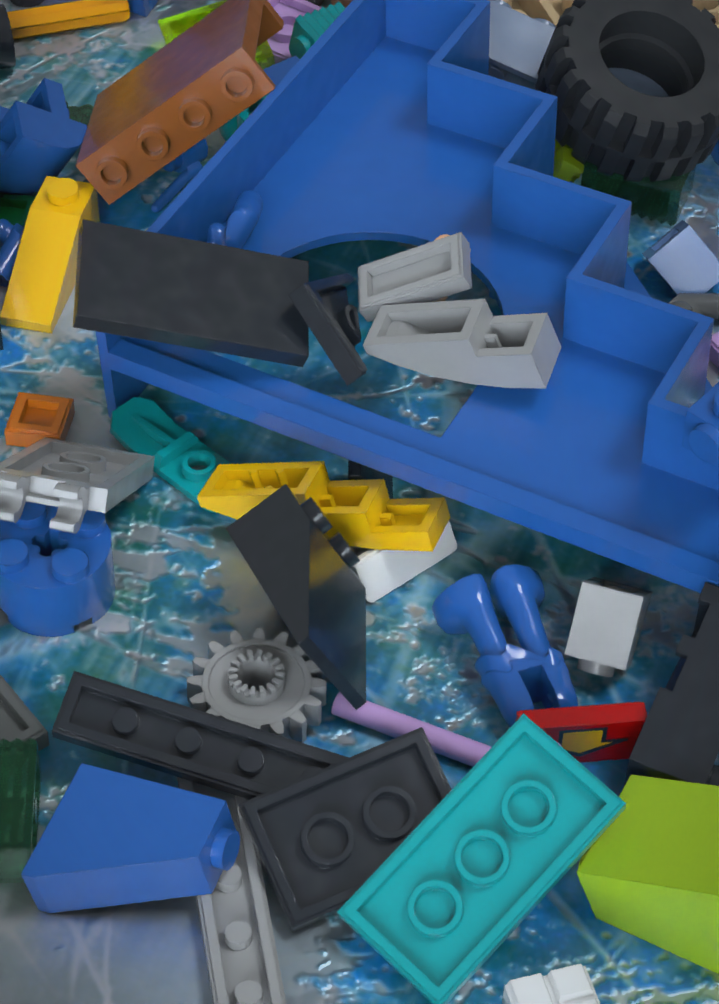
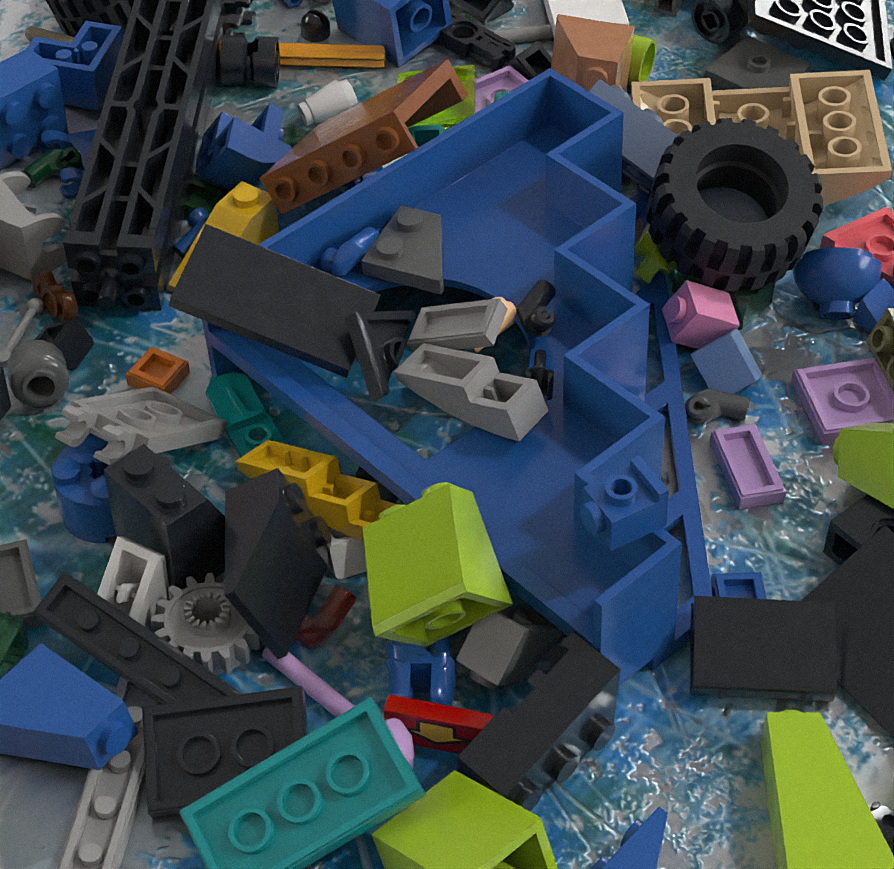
camera: 20 degrees right, 0 degrees up
(92, 69) = (327, 102): none -> white cone
(150, 656) = (135, 580): none -> white slope
(161, 585) = (166, 515): none -> black slope
(306, 208) = (409, 251): none -> dark grey wing
(394, 648) = (327, 620): none -> clear red arm
(489, 244) = (533, 311): none -> black arm
(516, 549) = (431, 568): none -> lime slope
(530, 305) = (543, 375): none -> black hand
(651, 212) = (699, 314): none -> bright pink brick

